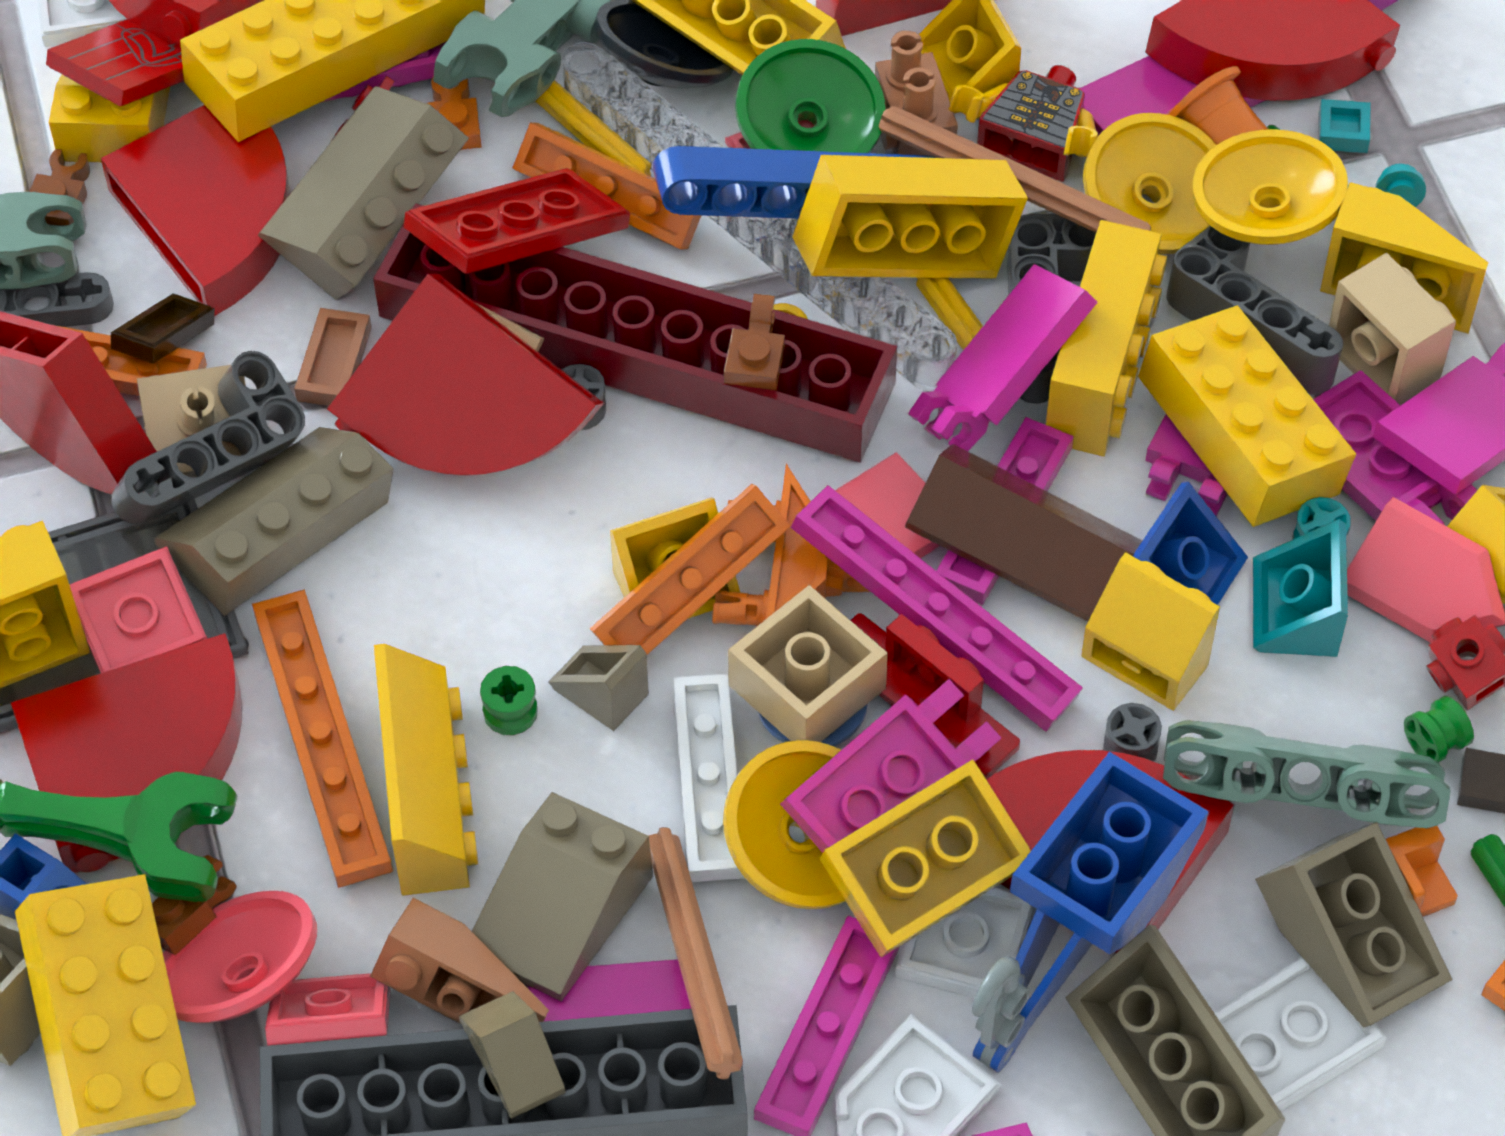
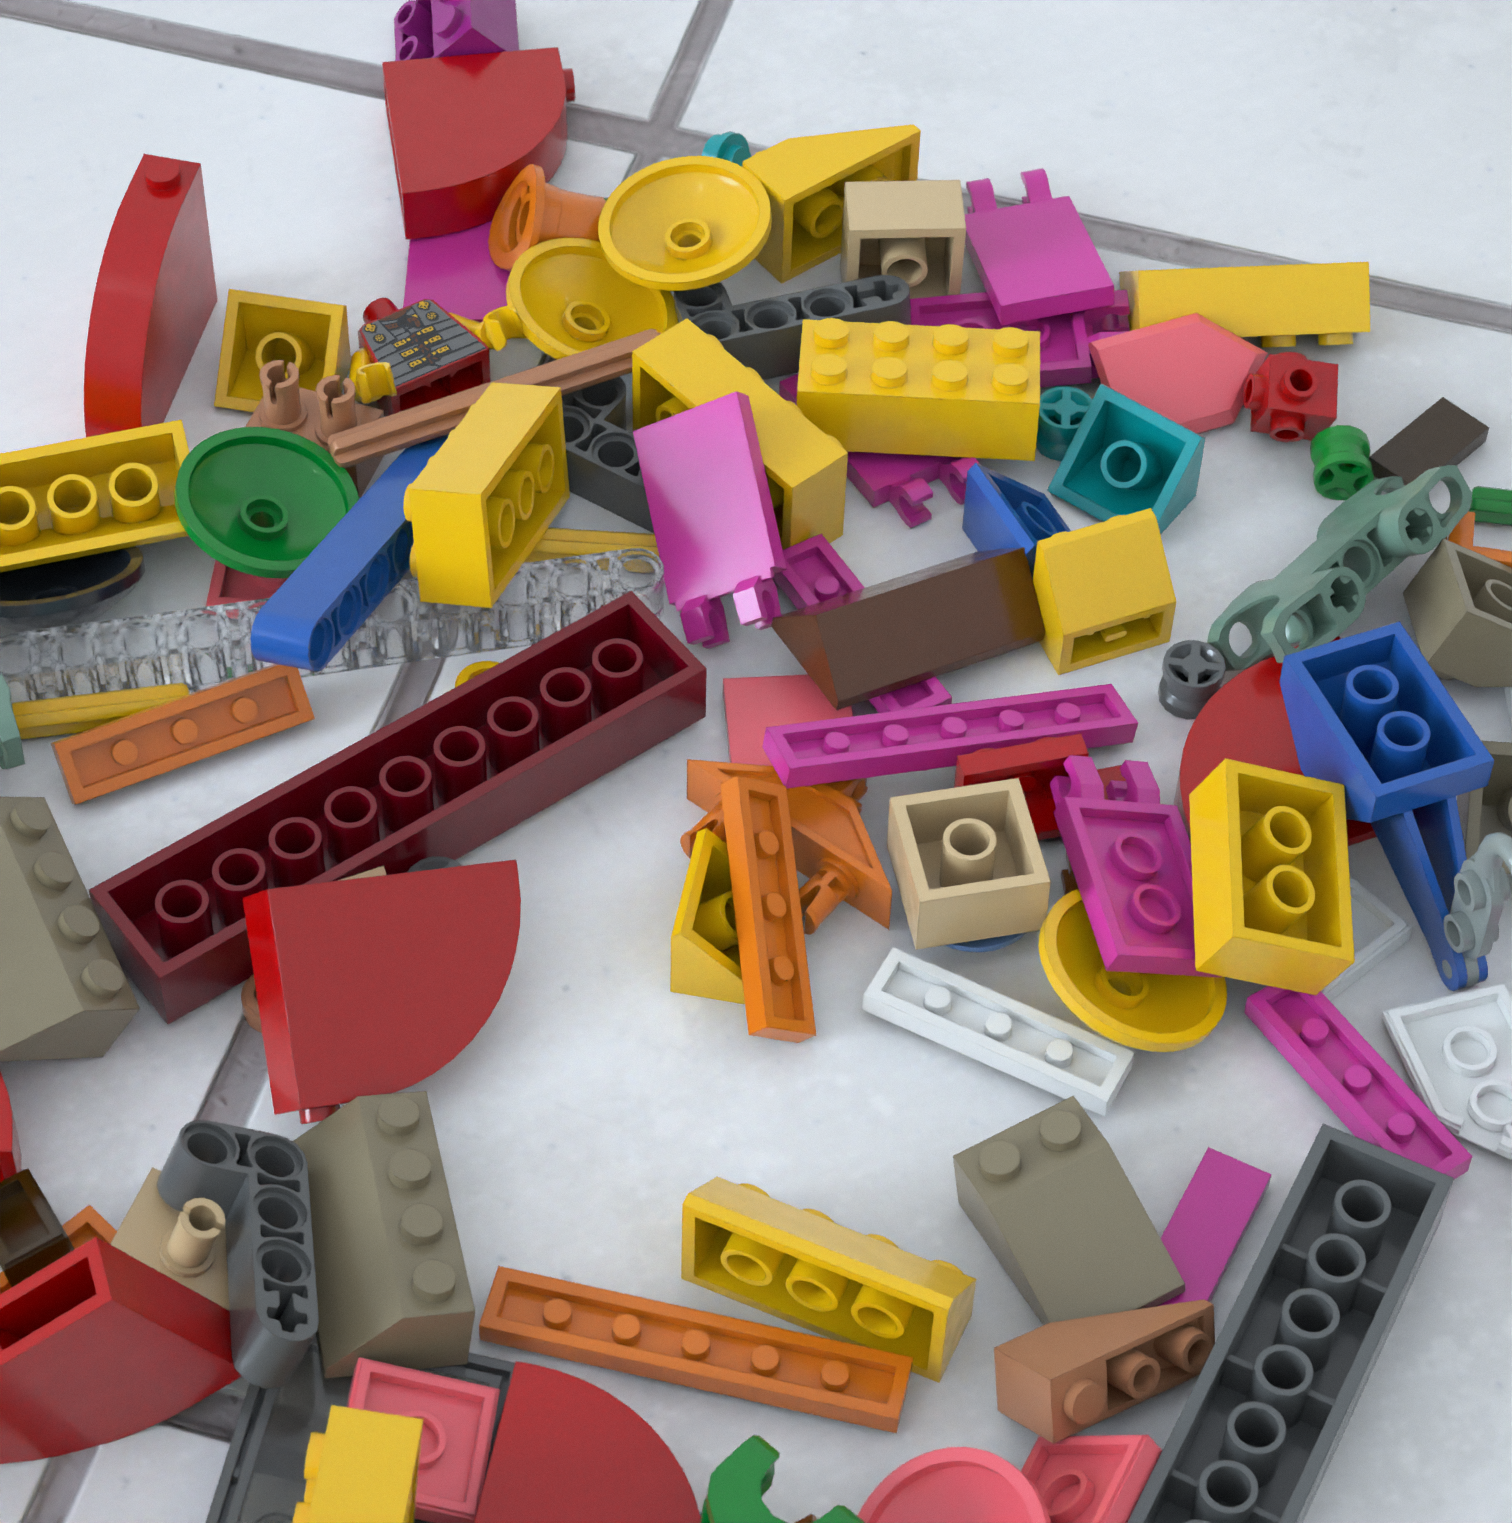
camera: 60 degrees left, 5 degrees down
(332, 355) = (183, 1086): nougat tile -> none
(514, 713) = (785, 1171): green wheel -> none
(514, 1053) = (1264, 1332): dark tan slope -> none
(516, 220) = (198, 812): red tile -> none
(605, 681) = (817, 1056): dark tan slope -> none
(694, 955) = (1253, 1130): nougat axle -> none
(756, 353) = (553, 700): dark orange plate -> none
(1345, 125) = (618, 154): teal plate -> none

